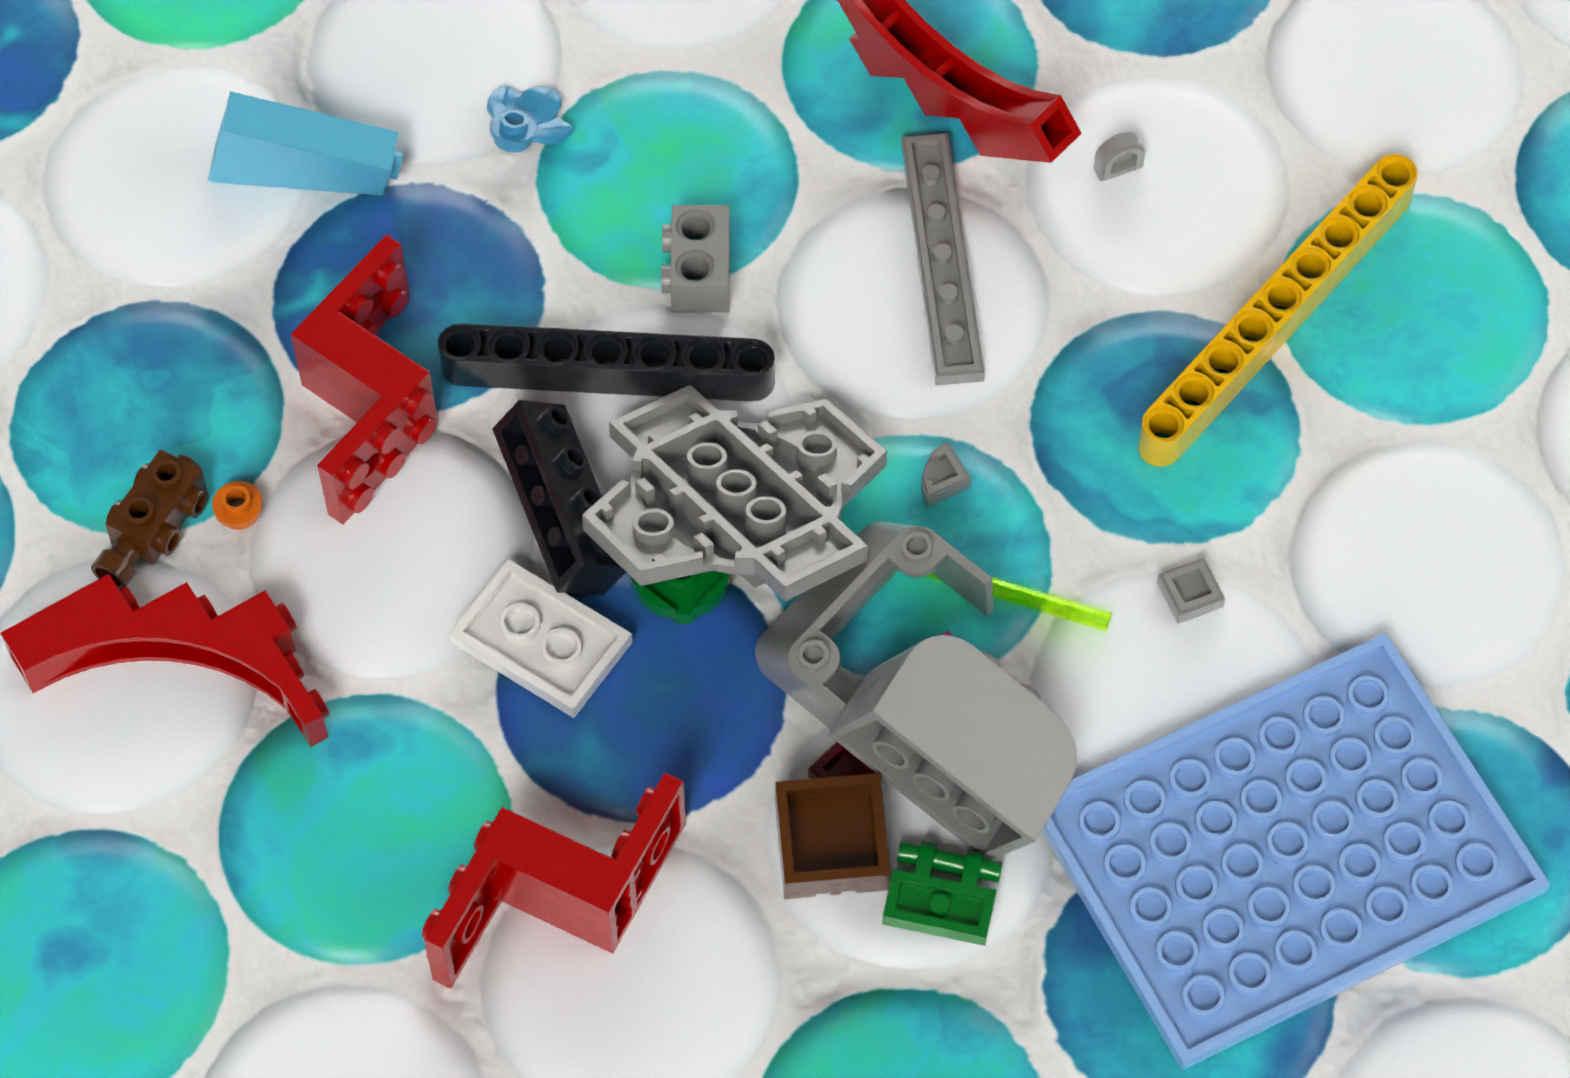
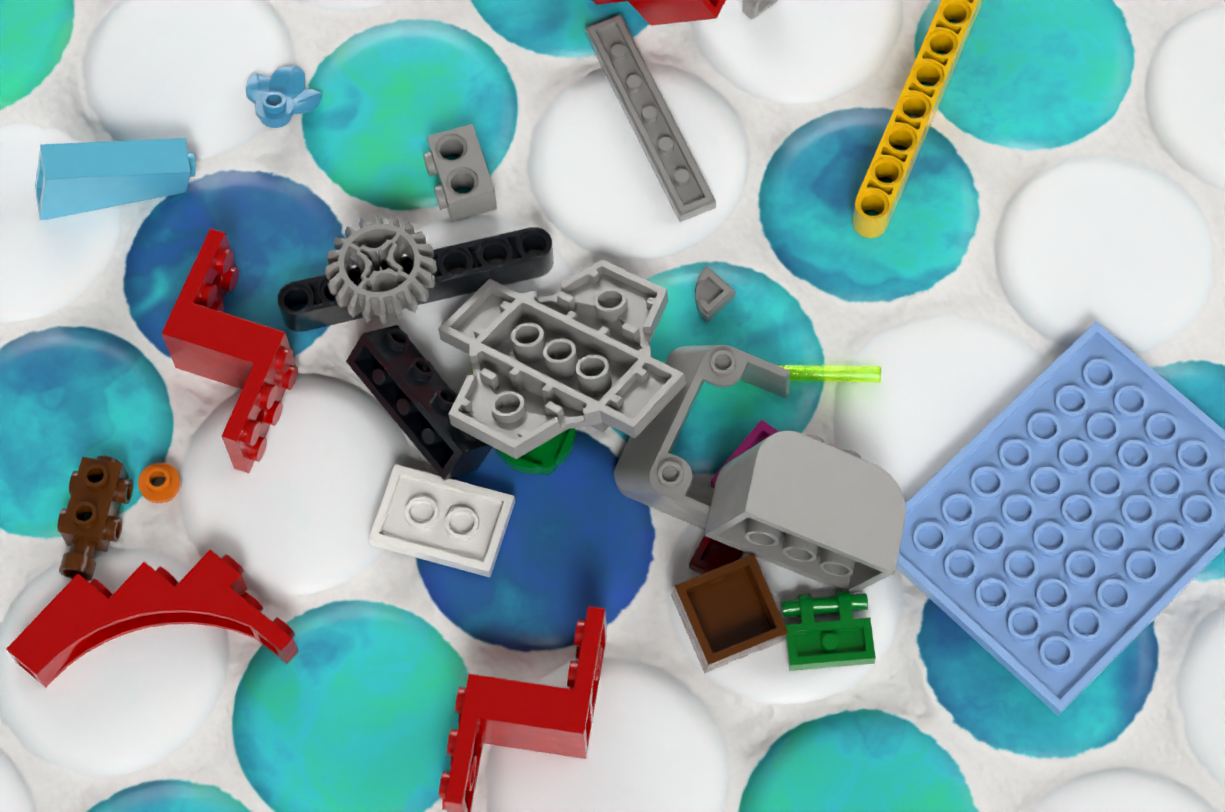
camera: 15 degrees left, 5 degrees up
(561, 352) = (383, 290): none -> light grey gear
(1191, 590) = (934, 330): light grey tile -> none

